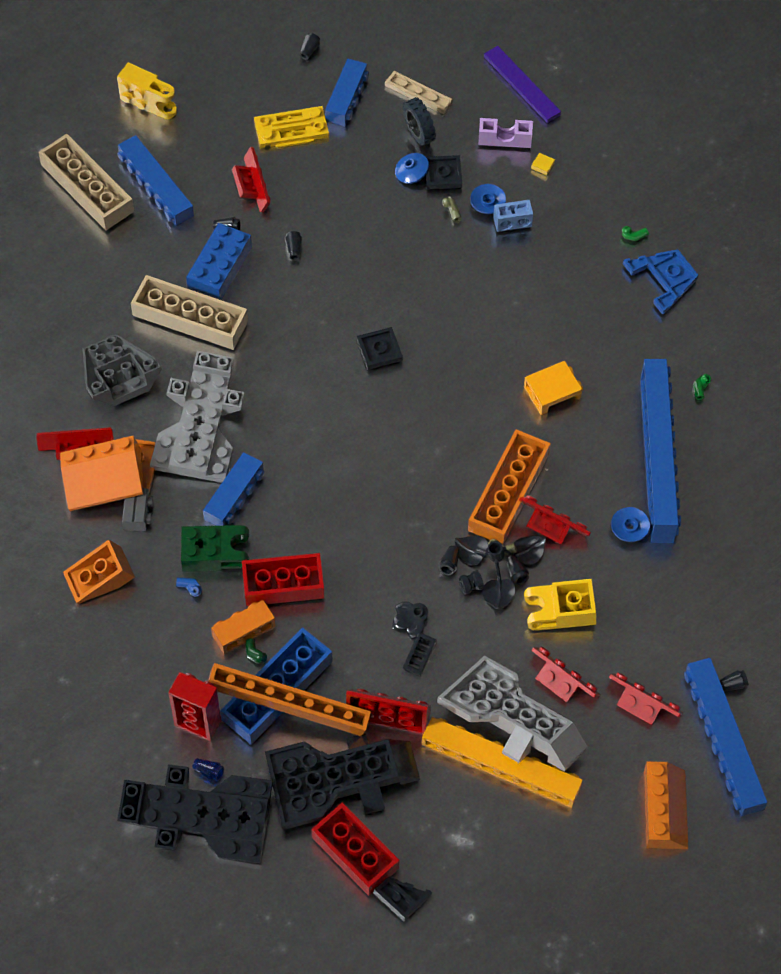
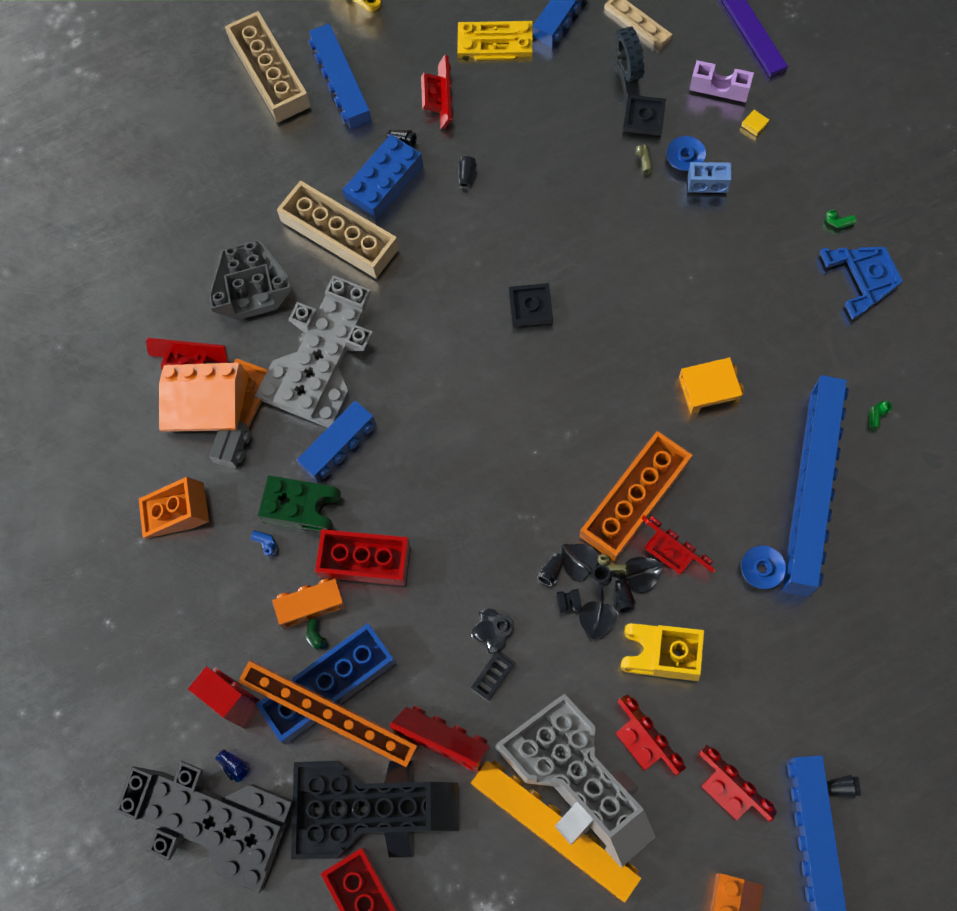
camera: 20 degrees right, 10 degrees up
(412, 168) = (611, 105): blue dish -> none

